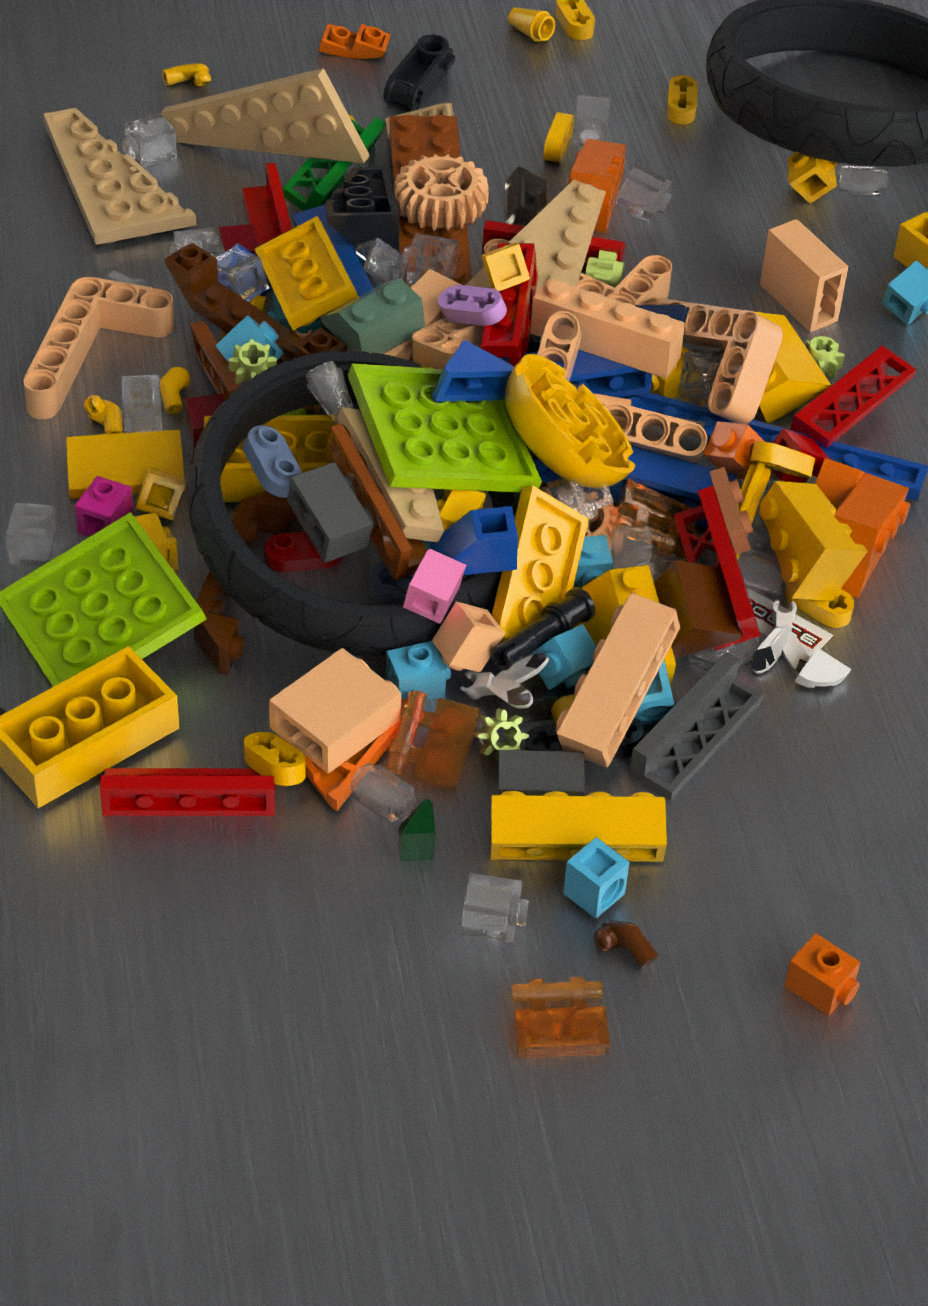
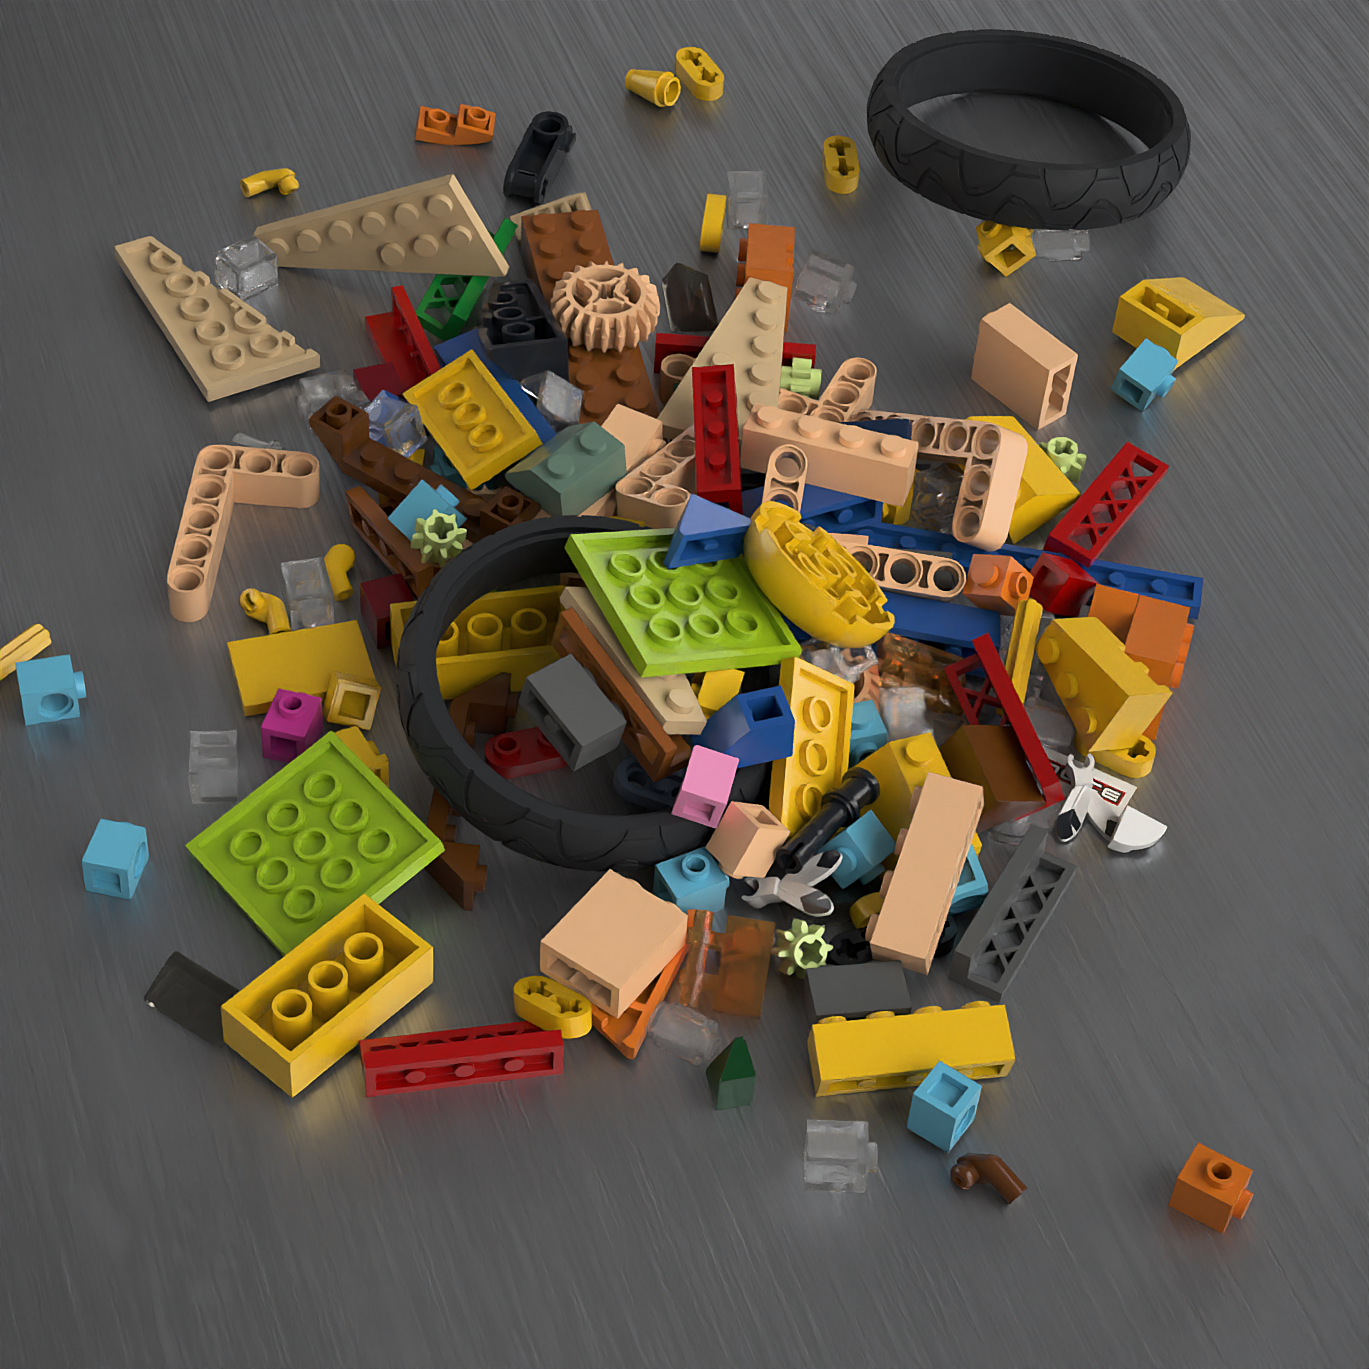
camera: 10 degrees left, 0 degrees up
(271, 459) = (495, 657): sand blue plate -> none
(329, 388) = (546, 566): clear cone -> none
(429, 253) = (607, 387): clear brick -> none
(472, 305) = (678, 445): lavender beam -> none
(505, 266) = (710, 397): yellow tile -> none
(560, 1031) = (937, 1289): clear orange plate -> none
(737, 523) = (1006, 643): nougat plate -> none
(782, 459) = (1052, 591): yellow beam -> none

